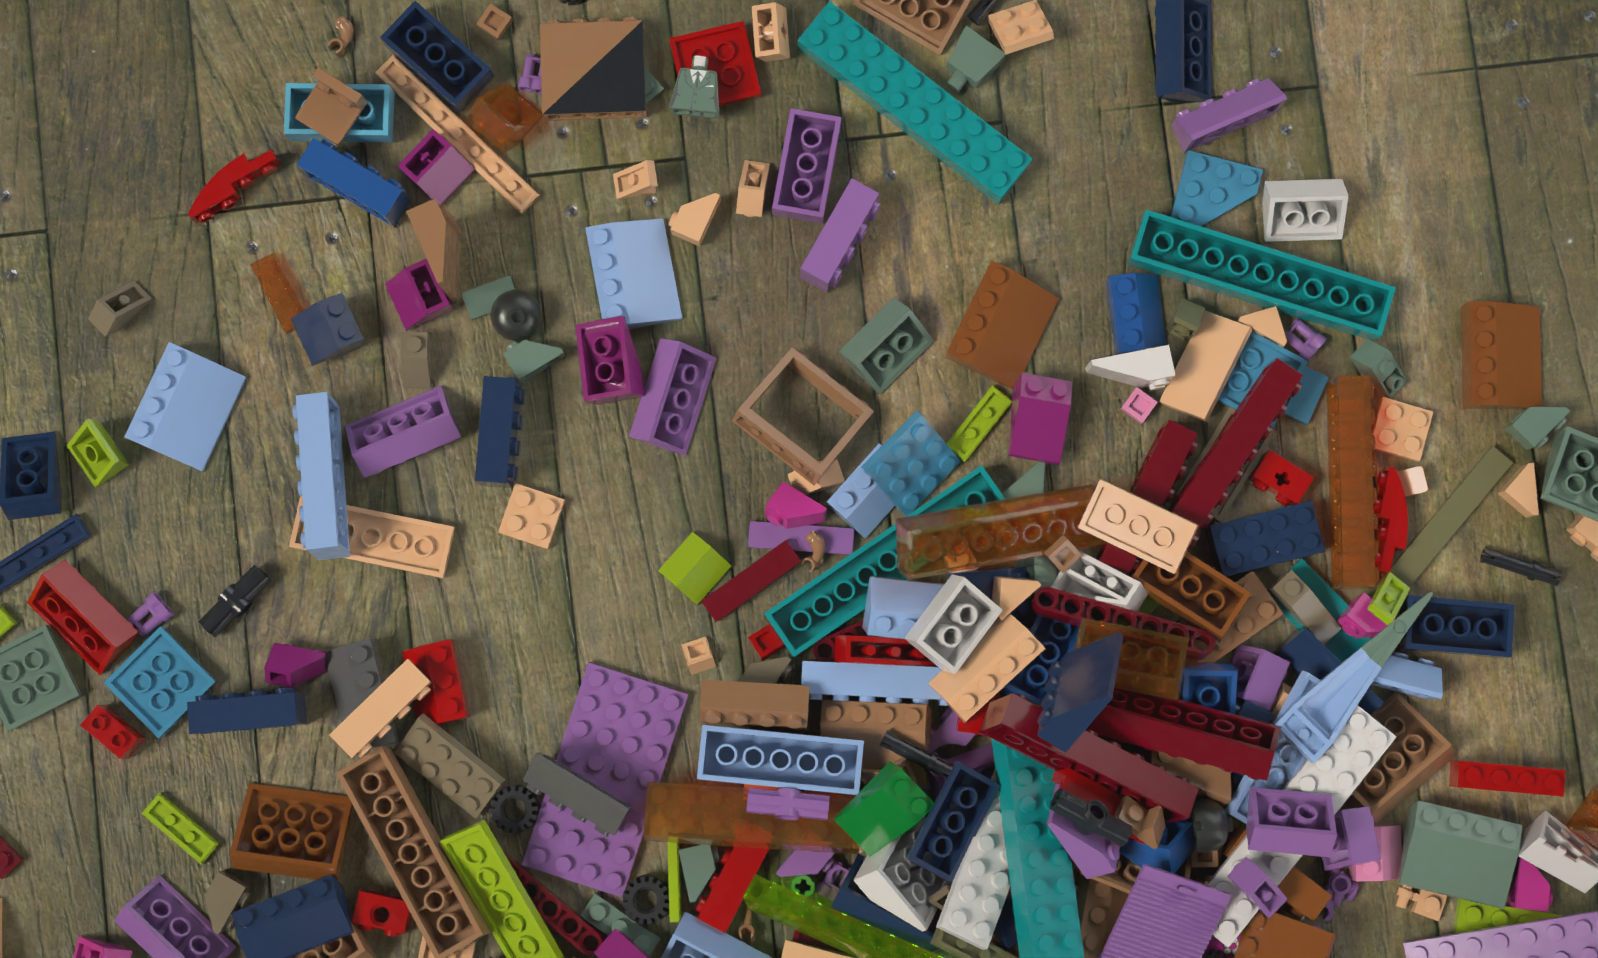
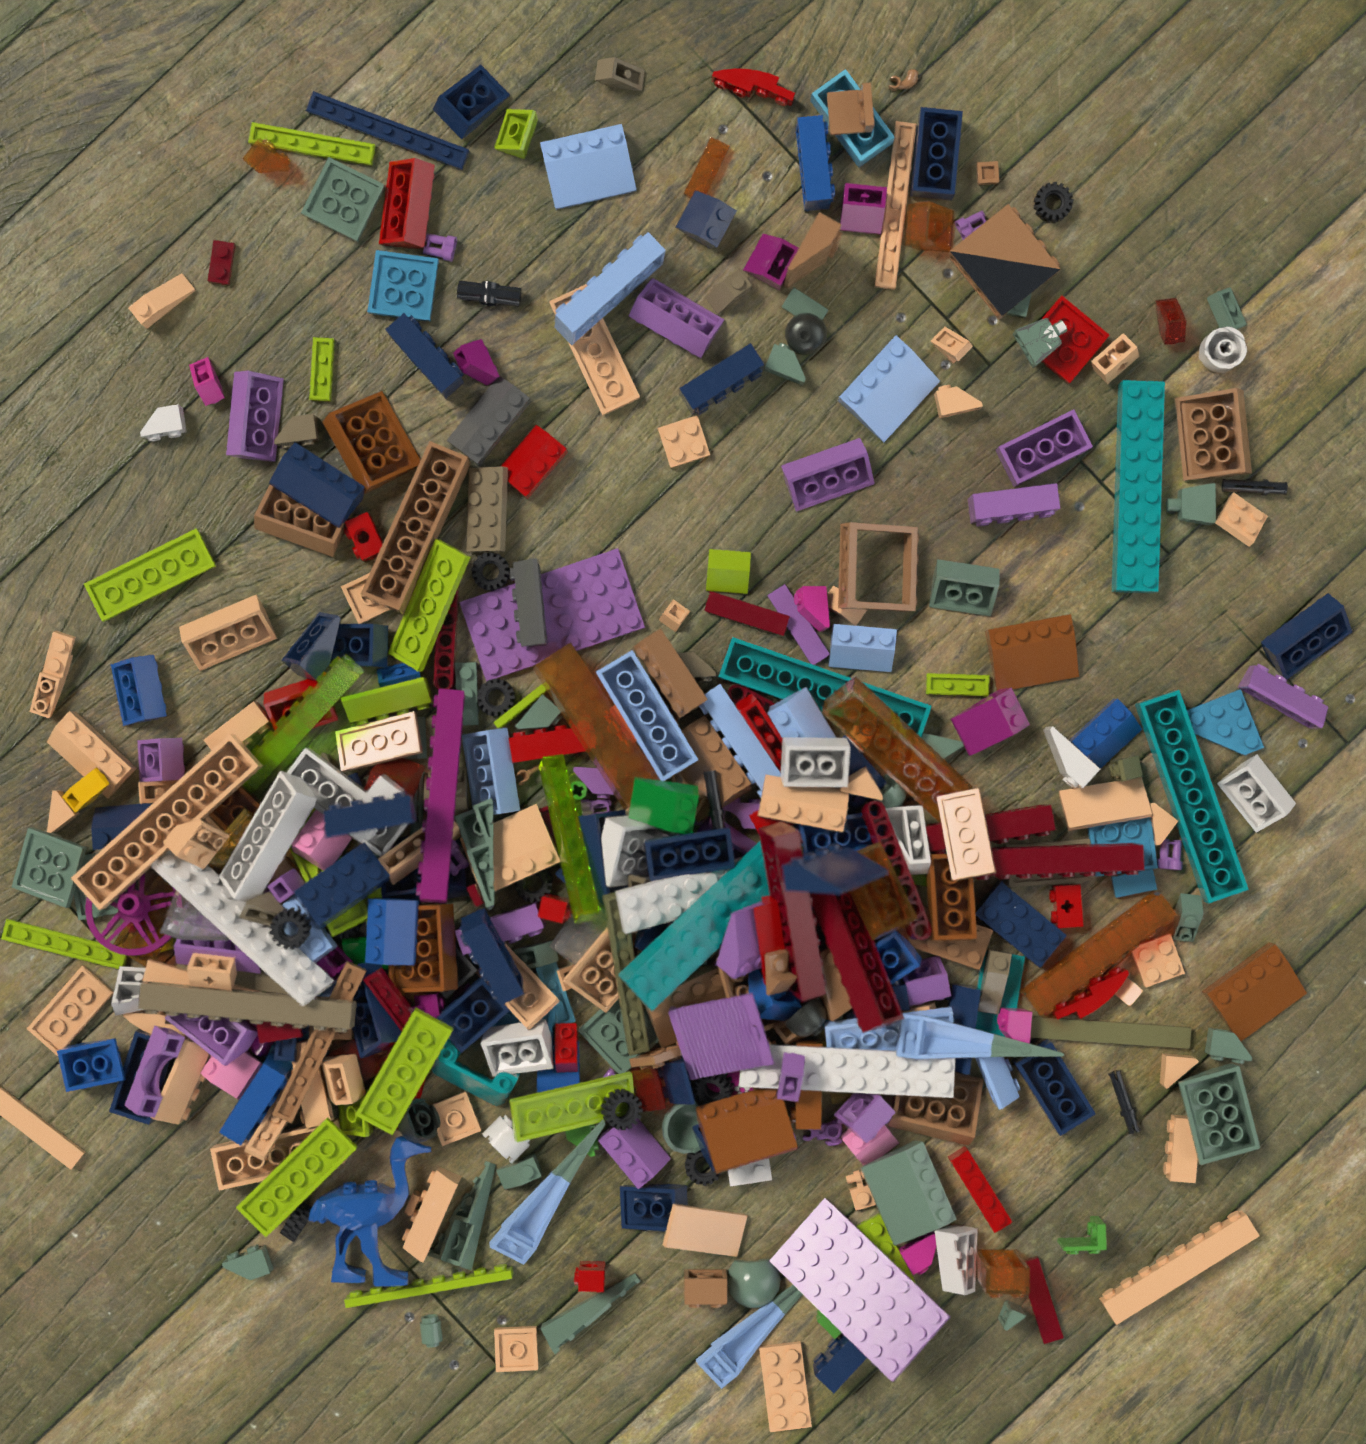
camera: 50 degrees right, 5 degrees up
(113, 731) = (350, 280): red brick -> none
(380, 709) = (490, 438): light nougat brick -> none
(608, 361) = (819, 415): magenta slope -> none
(752, 188) = (1003, 424): light nougat slope -> none
(766, 642) = (715, 652): red plate -> none
(787, 804) = (622, 741): medium lavender piece -> none
(818, 546) = (800, 640): medium nougat arm -> none
(911, 463) = (898, 660): dark azure plate -> none
(1063, 554) = (912, 800): medium nougat plate -> none
(1090, 817) = (756, 938): black piece -> none
(1138, 405) = (1046, 779): bright pink plate -> none
(1290, 822) = (847, 1068): medium lavender slope -> none
(1388, 598) = (1039, 1030): lime plate -> none

